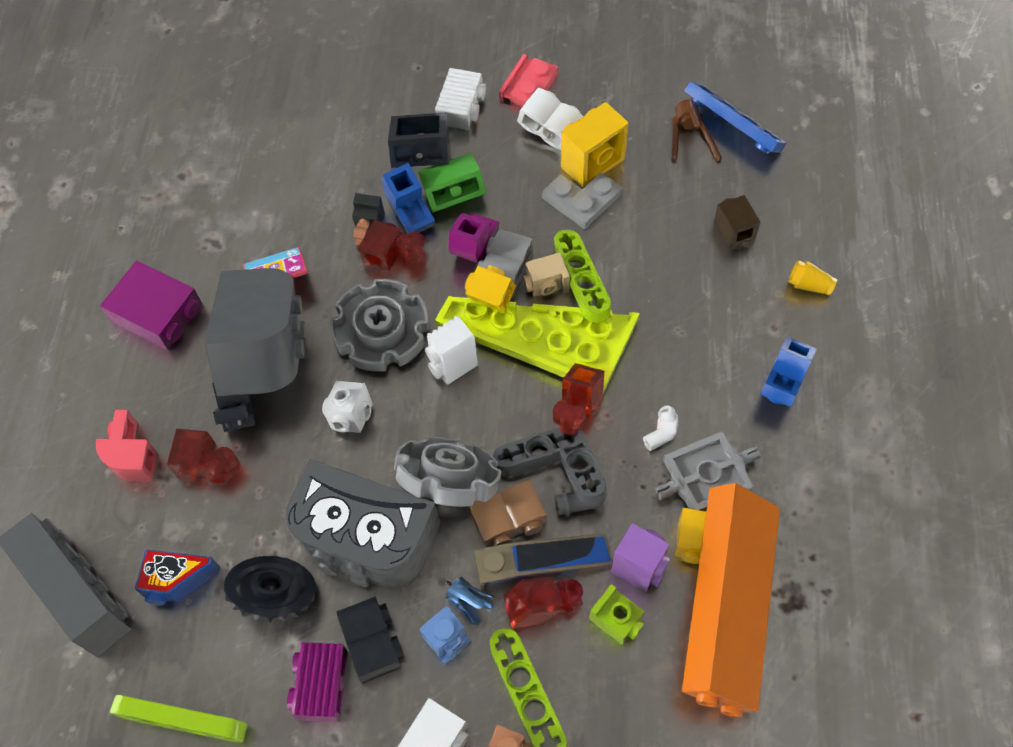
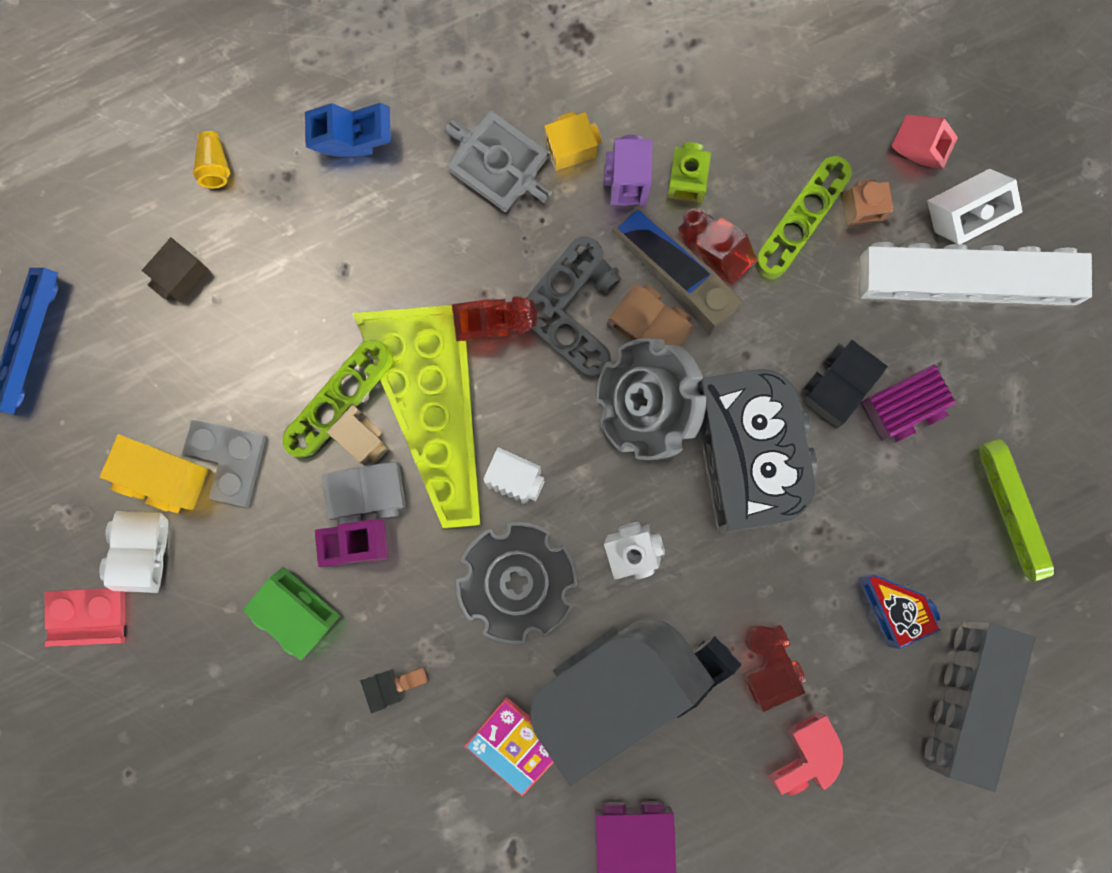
camera: 125 degrees left, 20 degrees up
(269, 587) = (837, 504): black gear -> none
(387, 242) = (410, 641): clear red brick -> none
(406, 142) = (287, 685): black window -> none
(406, 199) = (346, 647): blue brick -> none
(445, 635) = (800, 315): medium blue brick -> none
(461, 97) = (157, 682): white brick -> none
(462, 593) = (756, 324): flat silver piece -> none
(490, 288) = (418, 478): yellow brick -> none
(666, 428) = (470, 225): white arm -> none
(689, 118) = (47, 394): reddish brown plant -> none
(732, 601) = (620, 73): orange brick -> none

